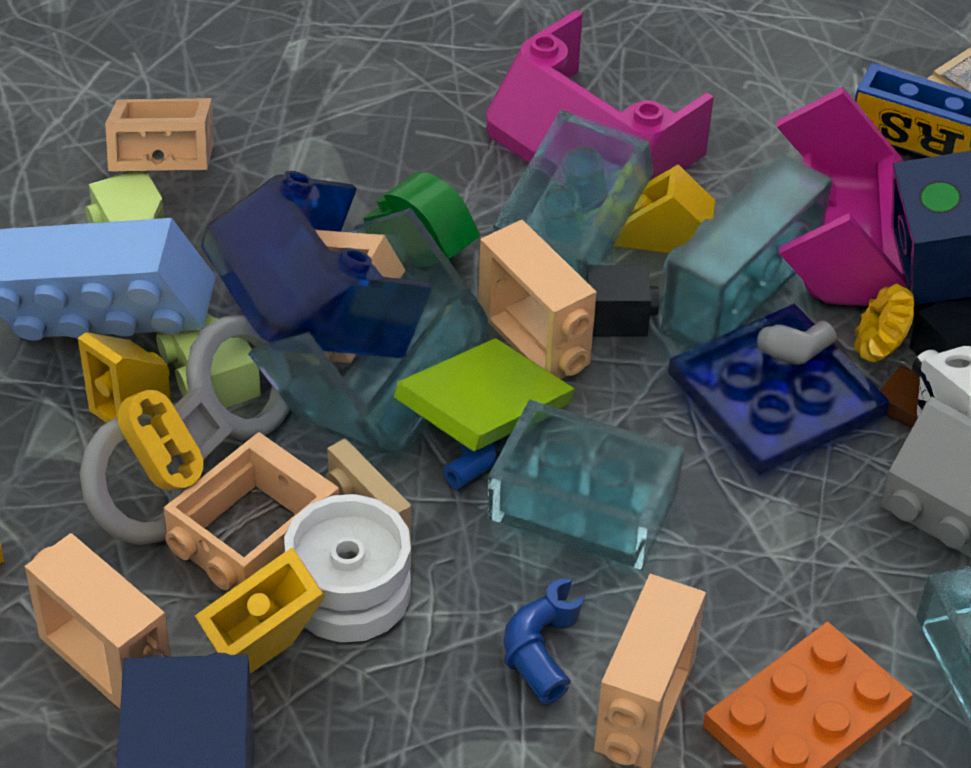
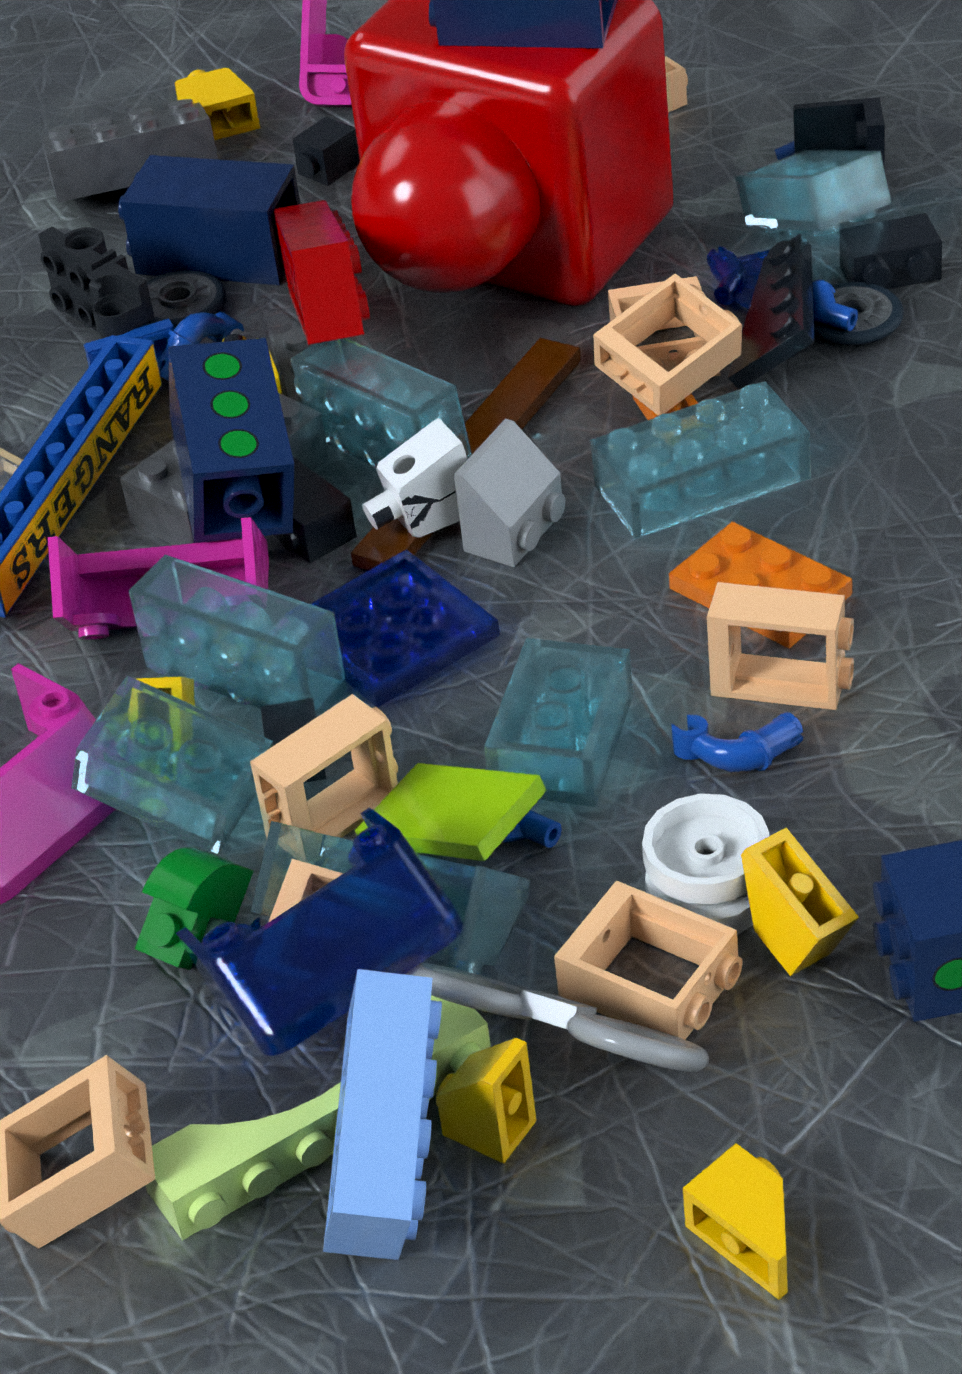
camera: 90 degrees left, 5 degrees down
(93, 614) = (839, 1024): light nougat window -> none
(160, 440) = (609, 1002): yellow beam -> none
(357, 476) = (585, 885): tan plate -> none
(795, 345) = (356, 599): light grey arm -> none
(885, 323) = (319, 534): yellow gear -> none

